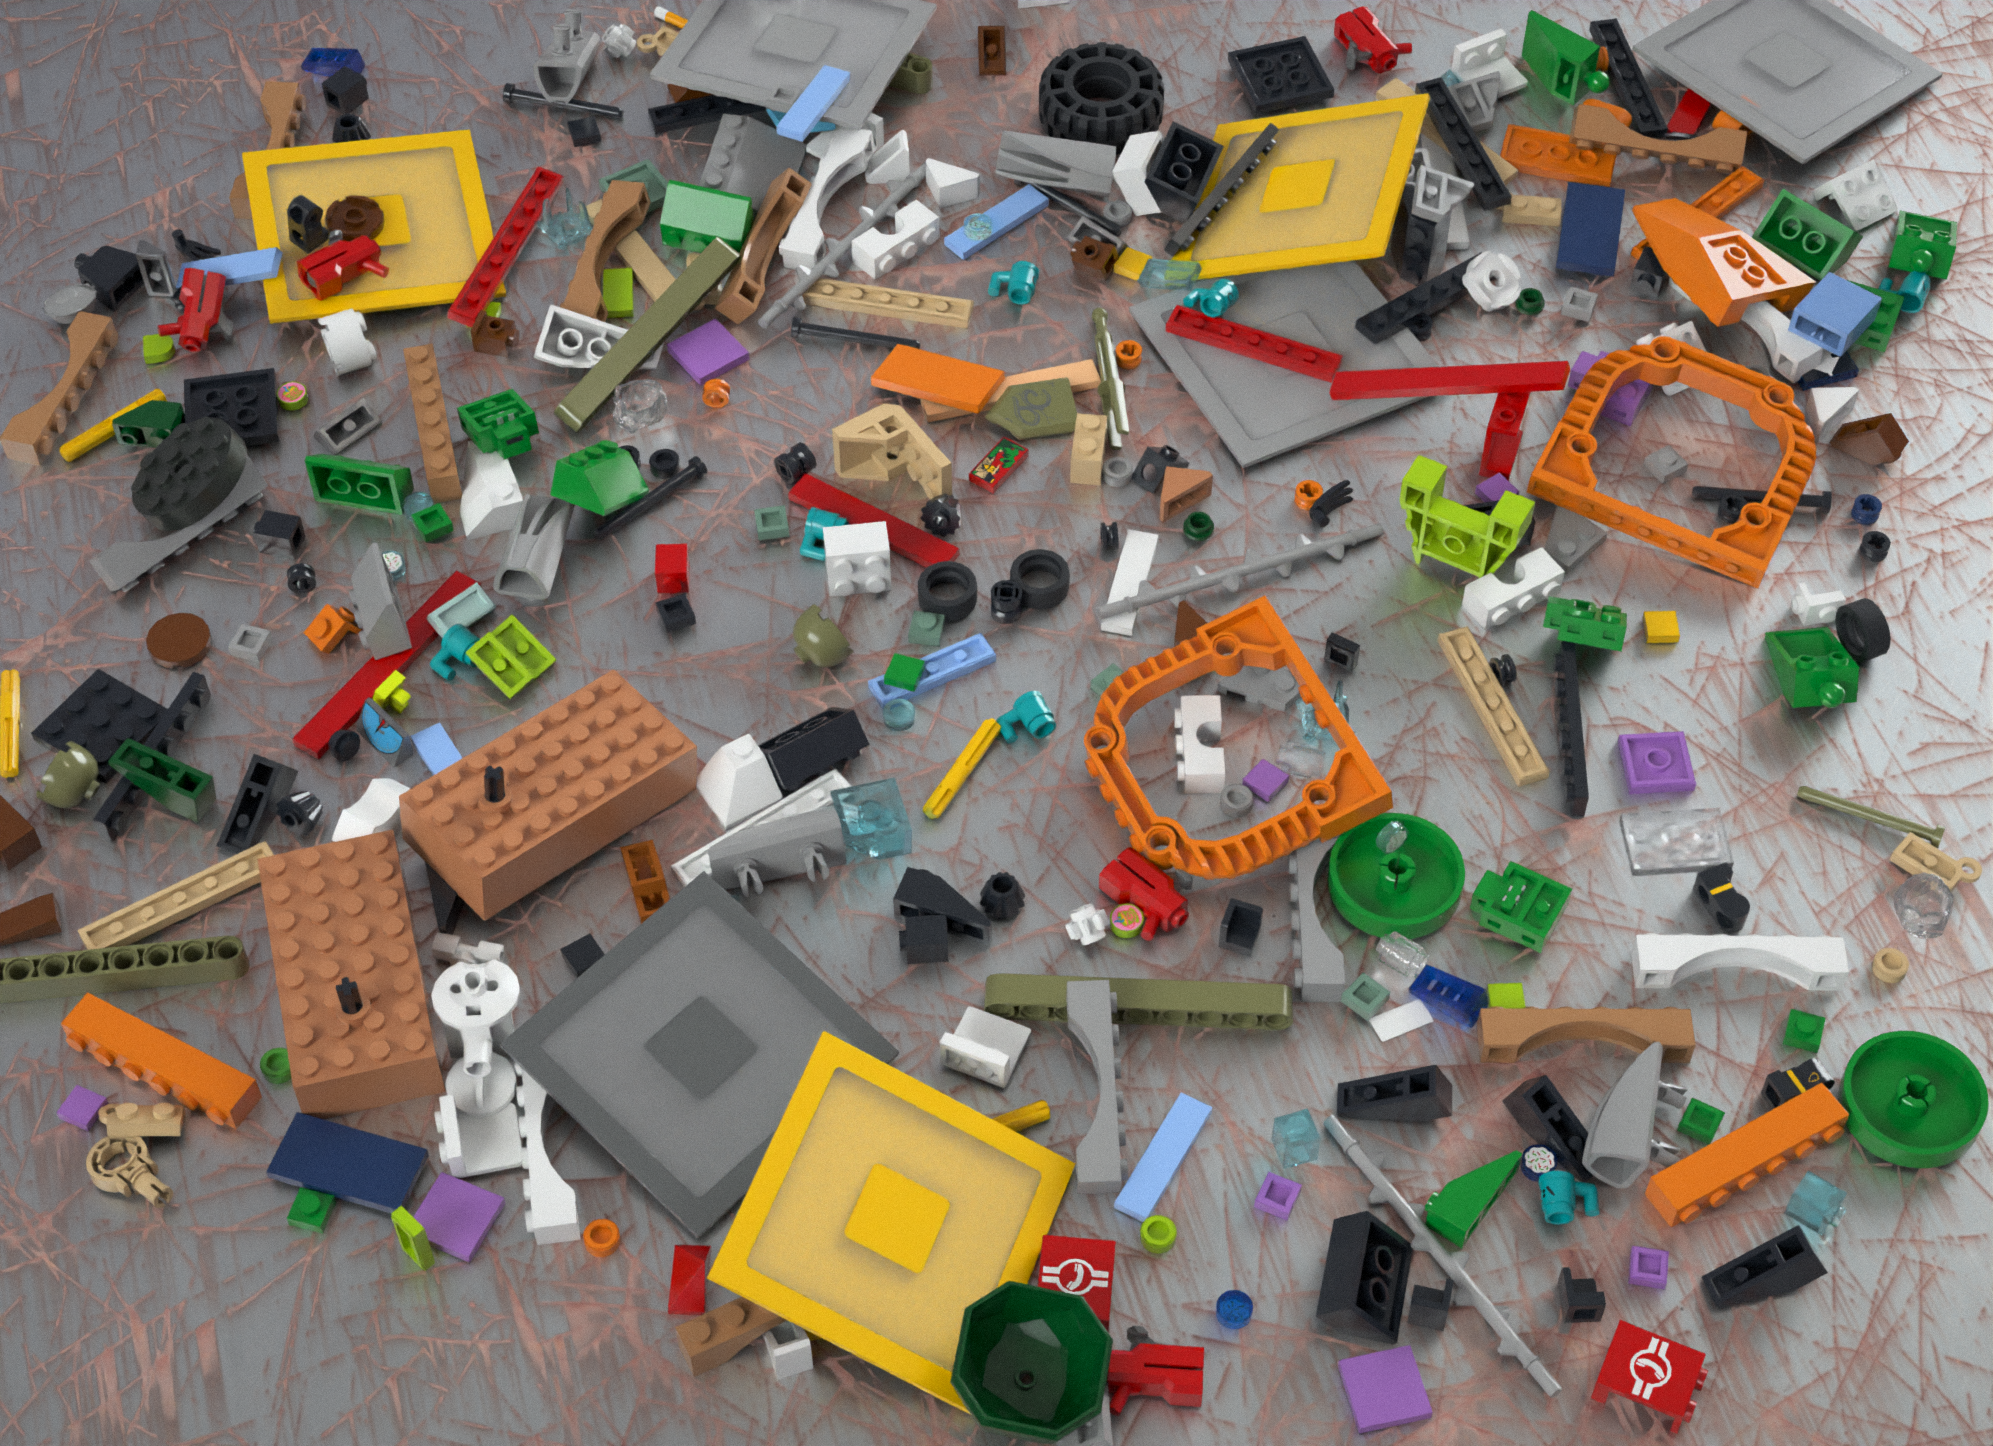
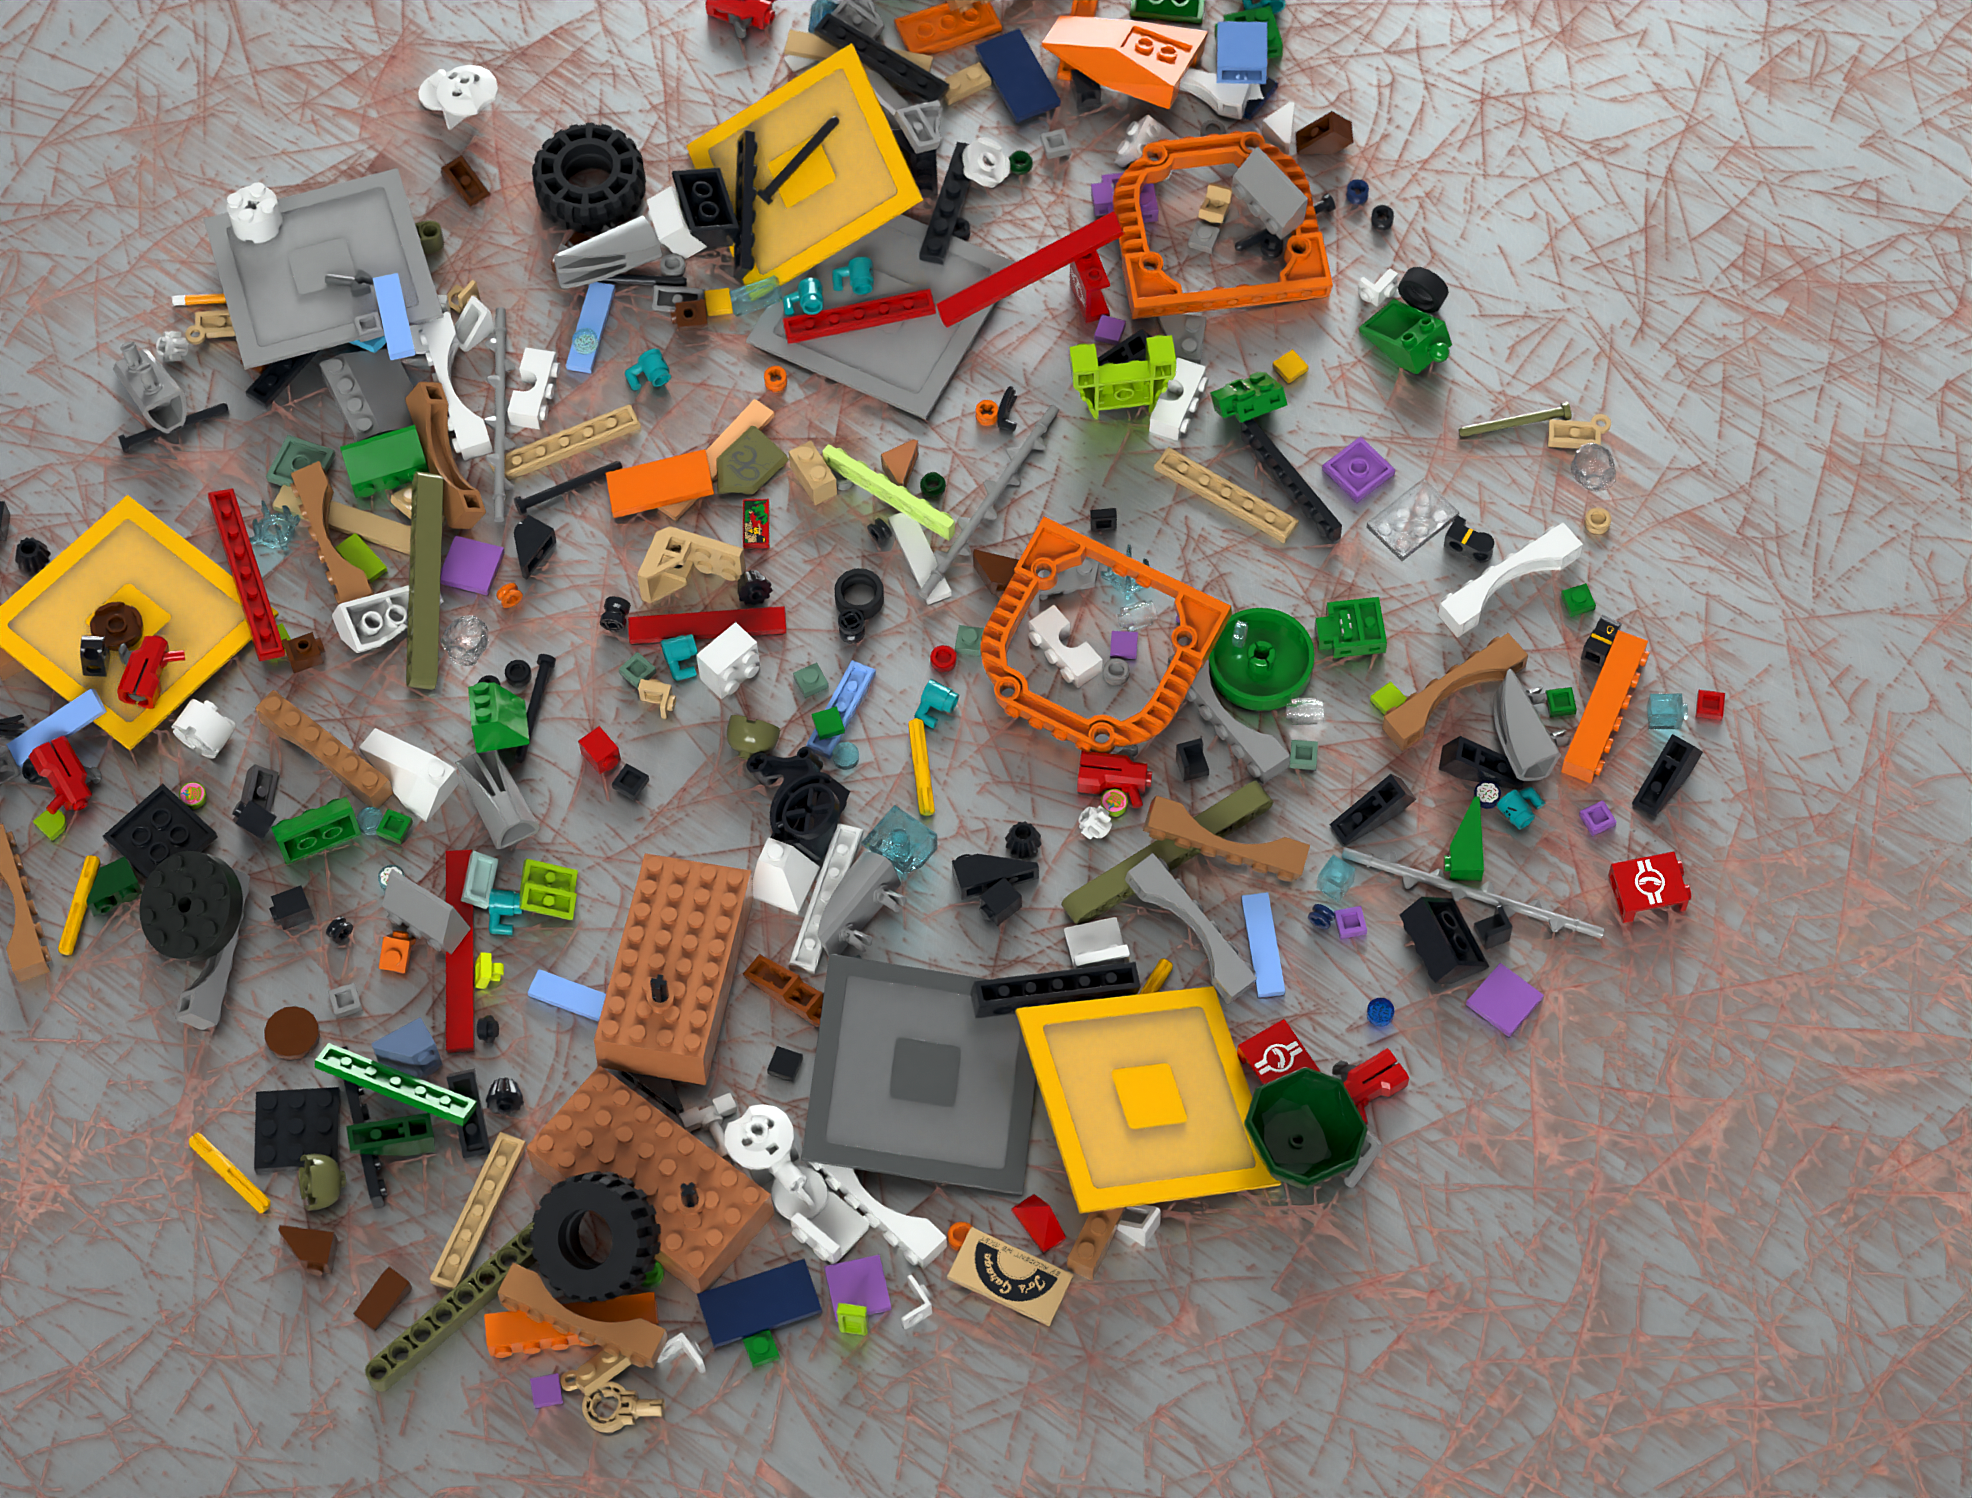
camera: 35 degrees left, 10 degrees up
(187, 1103) = (635, 1338): none -> medium nougat arch
(205, 732) = (395, 1084): none -> green plate
(242, 1158) = (691, 1349): none -> white bracket
(254, 713) = (409, 1050): none -> sand blue slope
(265, 995) = (559, 1244): none -> black tyre
(316, 436) = (253, 817): none -> black brick
(374, 812) = (561, 1063): white brick -> none
(384, 733) = (506, 1002): slope -> none
(498, 1281) = (923, 1297): none -> white bracket
(499, 424) = (378, 720): green piece -> none
(584, 131) = (212, 440): black tile -> none
(610, 1310) = (1010, 1276): none -> tan tile
(771, 554) = (659, 693): none -> tan bracket
(774, 363) = (532, 543): none -> black slope
(806, 64) = (354, 282): none -> dark grey bar
(821, 697) = (801, 779): none -> black piece
(900, 1049) = (1007, 994): none -> black brick
(912, 130) = (463, 297): none -> tan bracket
(942, 573) = (799, 626): black tyre -> none
(951, 184) = (532, 317): white slope -> none
(1072, 685) = (943, 658): none -> red tile
(1111, 388) = (788, 415): olive piece -> none
(1149, 512) = (896, 496): none -> yellowish green plate
(1158, 1234) = (1298, 996): lime tile -> none
(1160, 458) = (870, 447): black bracket -> none
(1249, 1074) = (1172, 821): none -> medium nougat arch
(1249, 1167) = (1321, 916): none -> dark blue bush
(1280, 75) = (698, 74): black plate -> none
(1282, 307) = (861, 275): none -> teal piece
(1299, 172) = (793, 165): none -> black bar
(1401, 1020) = (1334, 755): white sticker -> none
(1465, 1009) = (1352, 727): clear blue slope -> none
(1504, 669) = (1216, 463): black bush -> none
(1580, 1299) = (1573, 865): black panel -> none
(1703, 440) = (1216, 203): none -> tan bracket
(1755, 444) = (1269, 194): none -> light grey slope
(1878, 1231) = (1710, 704): none -> red tile
(1913, 1099) = (1677, 580): green piece -> none

